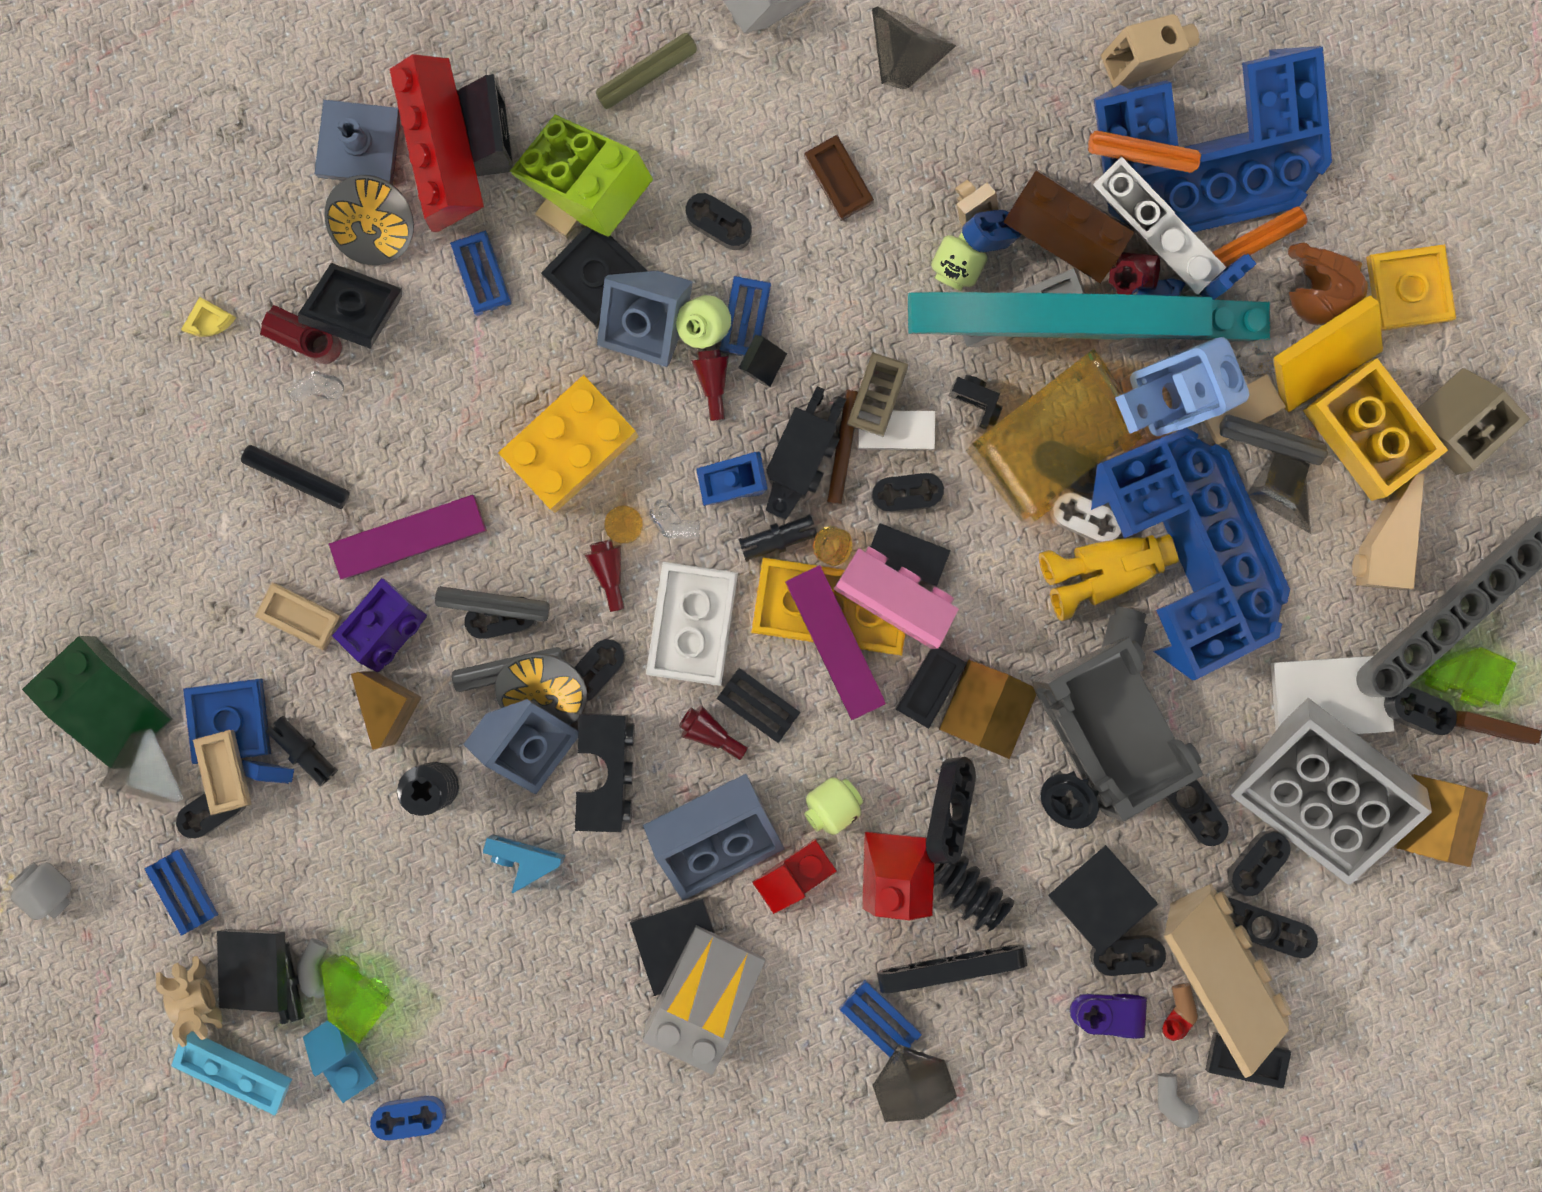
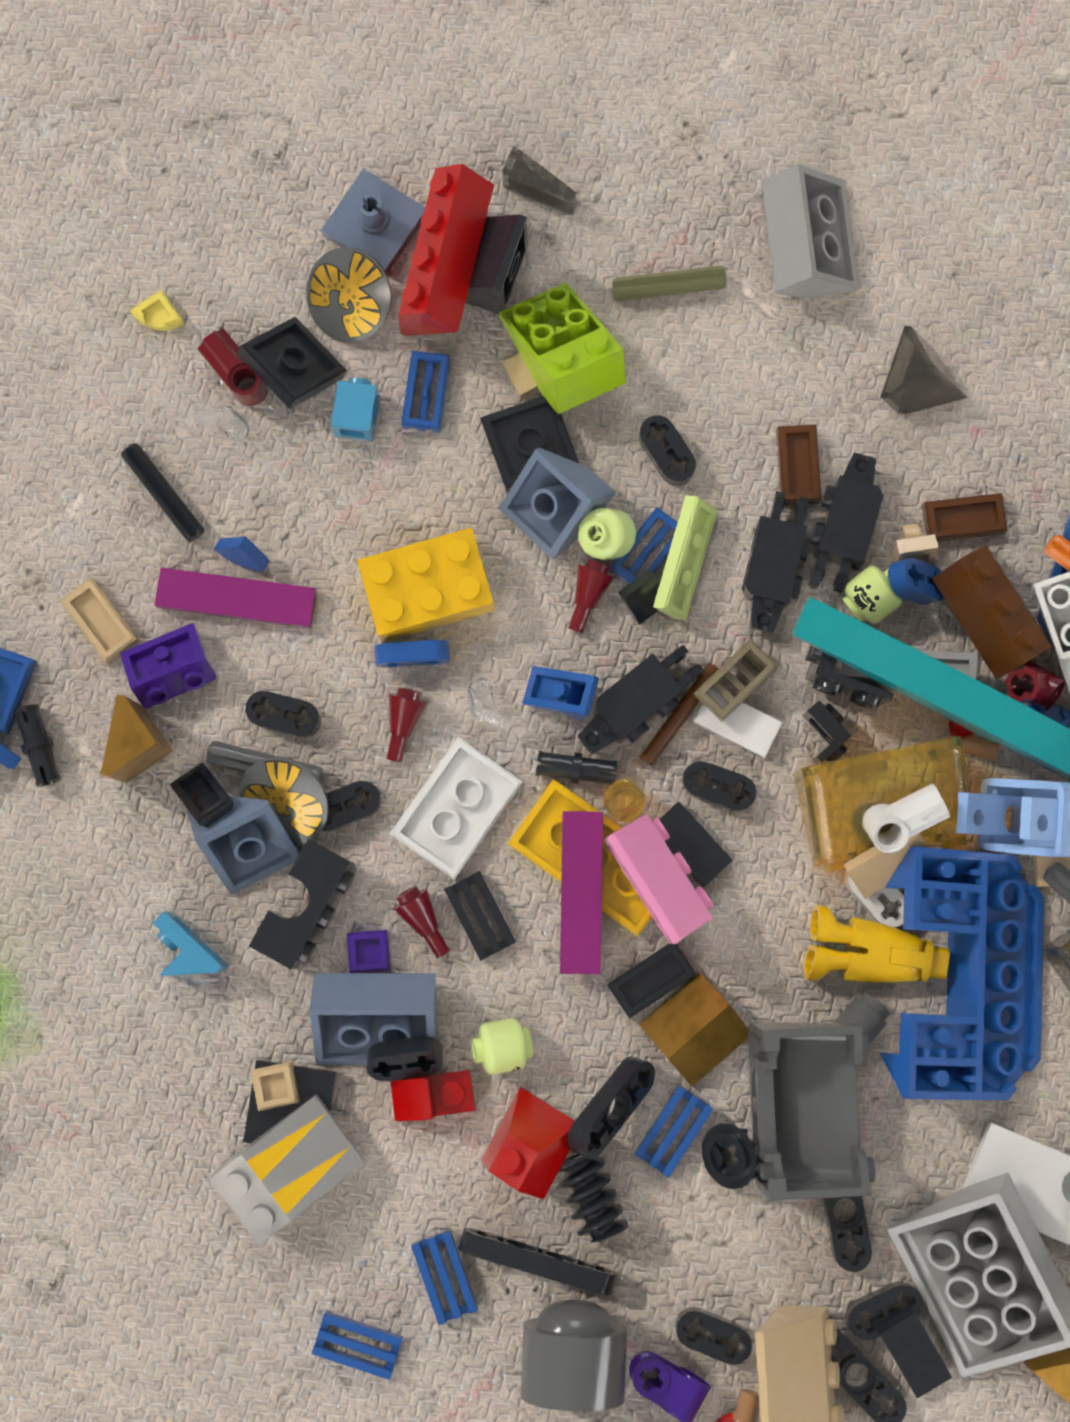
camera: 35 degrees right, 5 degrees down
(393, 495) = (242, 553): none -> blue tile
(413, 783) = (133, 837): black piece -> none
(427, 319) = (355, 409): none -> dark azure brick
(468, 722) = (202, 795): none -> black tile
(477, 36) = (533, 181): none -> clear smoke slope
(492, 604) = (281, 696): dark grey axle -> none
(586, 510) = (412, 653): none -> blue beam
(623, 524) = (439, 684): clear yellow tile -> none
(657, 936) = (275, 1086): none -> tan tile
(678, 783) = (368, 951): none -> dark purple tile
(756, 858) = (405, 1058): none -> black beam
(781, 308) = (685, 558): none -> yellowish green tile
(836, 1128) = (351, 1360): none -> blue tile
(860, 275) = (774, 562): none -> black hinge
(907, 207) = (848, 521): none -> black hinge
(913, 1085) = (444, 1356): clear smoke slope -> none
(947, 350) = (829, 682): none -> black bracket
(1005, 153) = (965, 517): none -> reddish brown tile
(1008, 836) = (687, 1139): none -> blue tile
(1022, 1033) = (574, 1358): none -> dark grey piece
(1075, 495) = (875, 868): none -> tan tile
(1083, 441) = (908, 817): none -> white piece
(1103, 900) = (715, 1269): black tile -> none
(1106, 347) = (973, 743): none -> medium nougat arm
(1300, 884) = (914, 1352): none -> black tile

